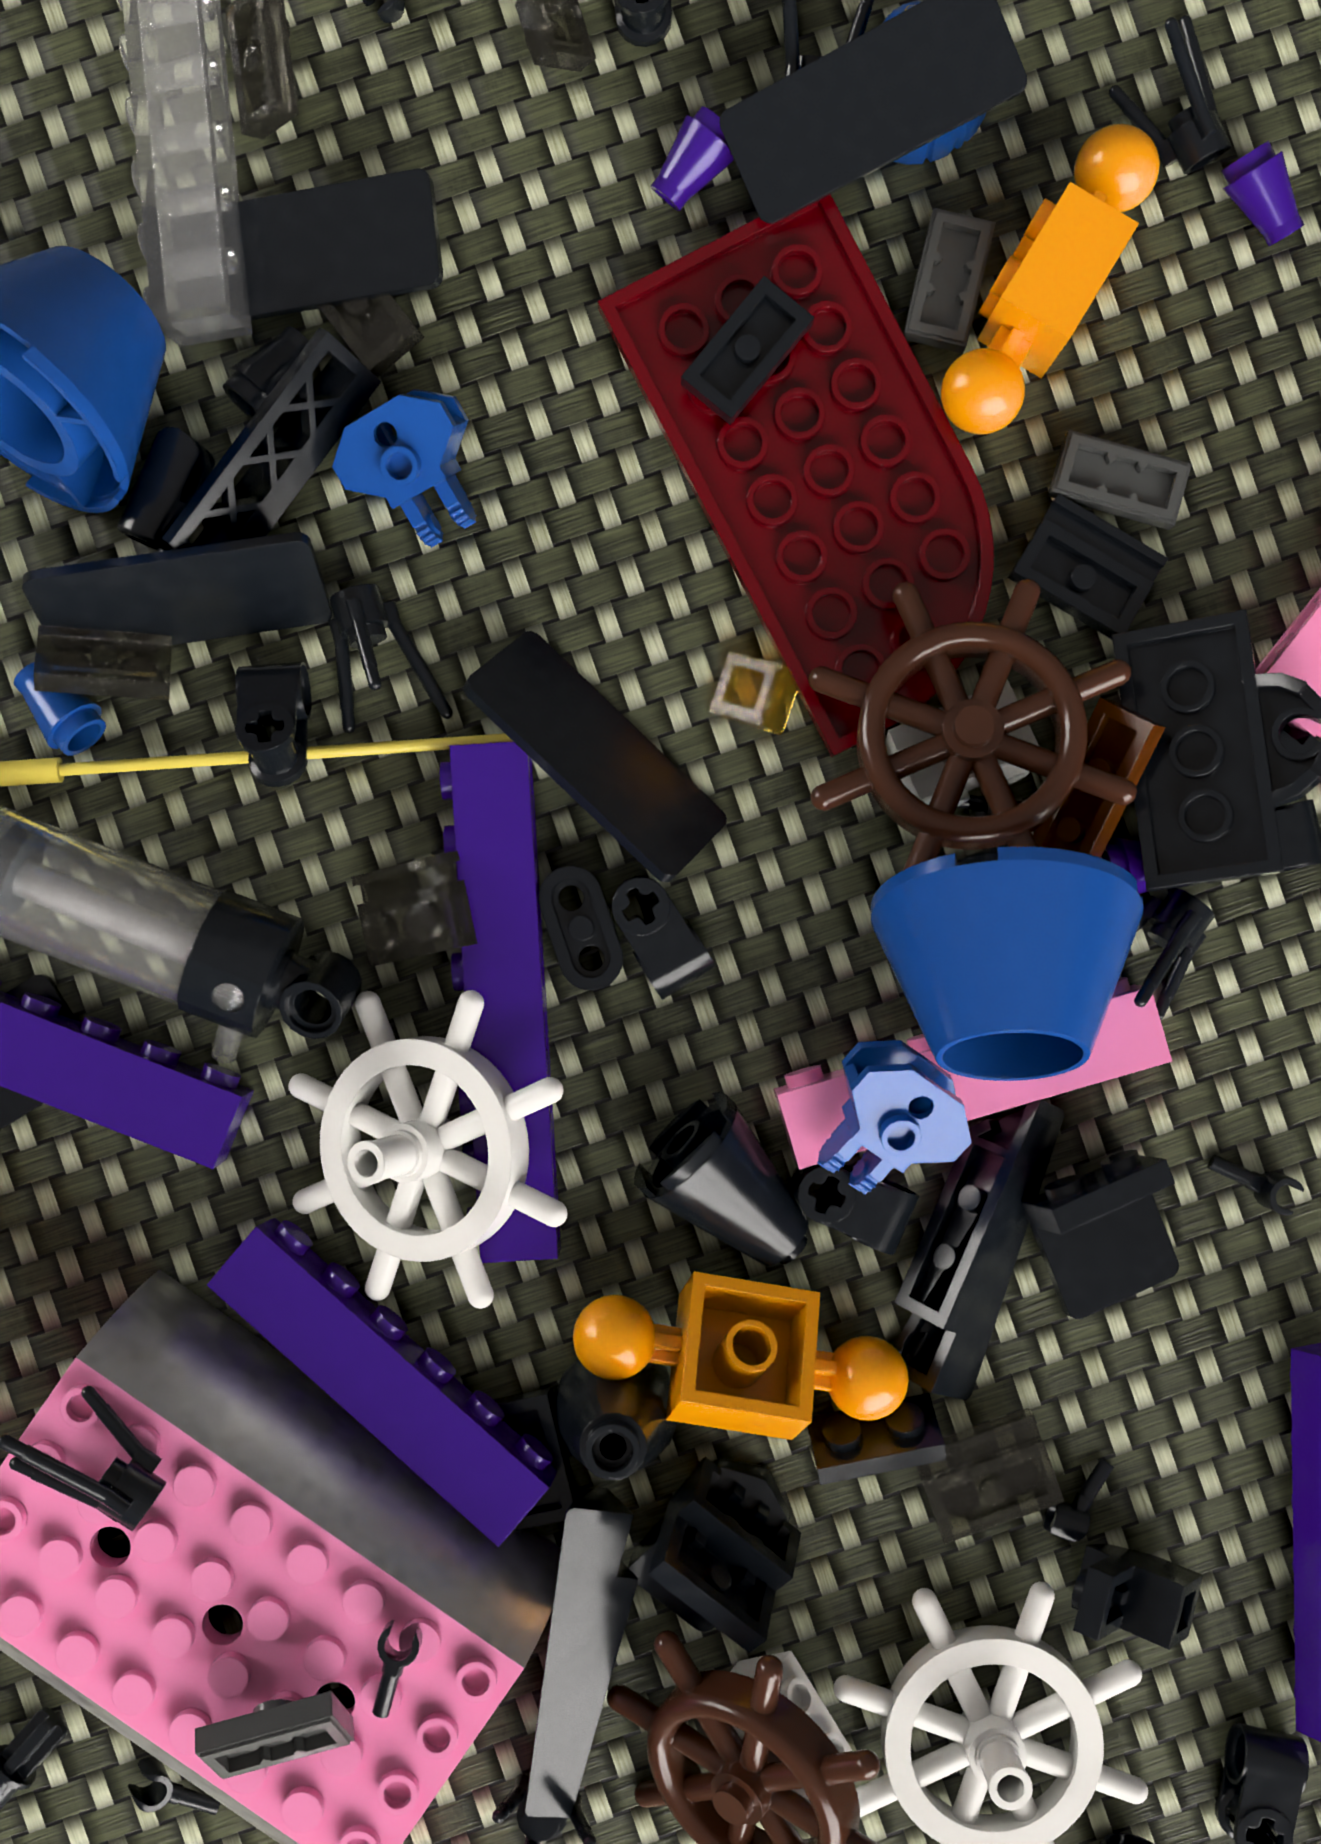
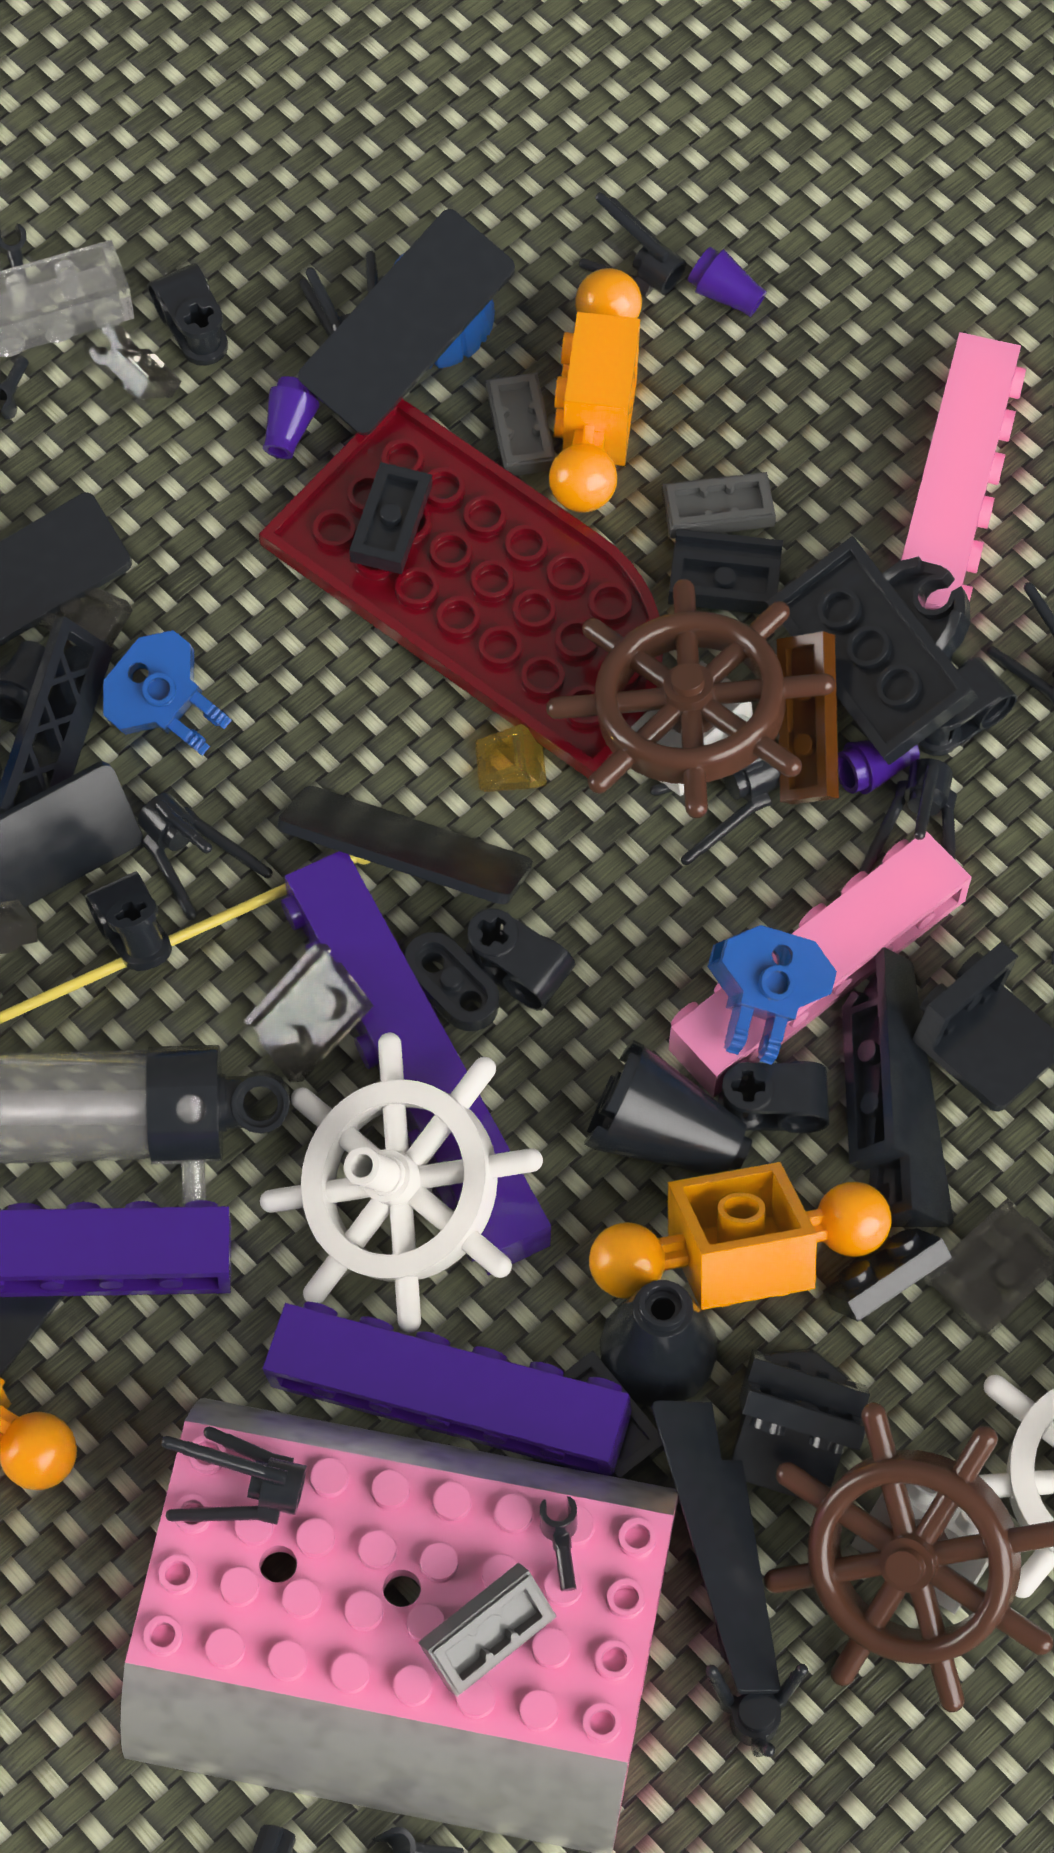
camera: 20 degrees left, 25 degrees down
(1009, 956) = (789, 817): blue cone -> none

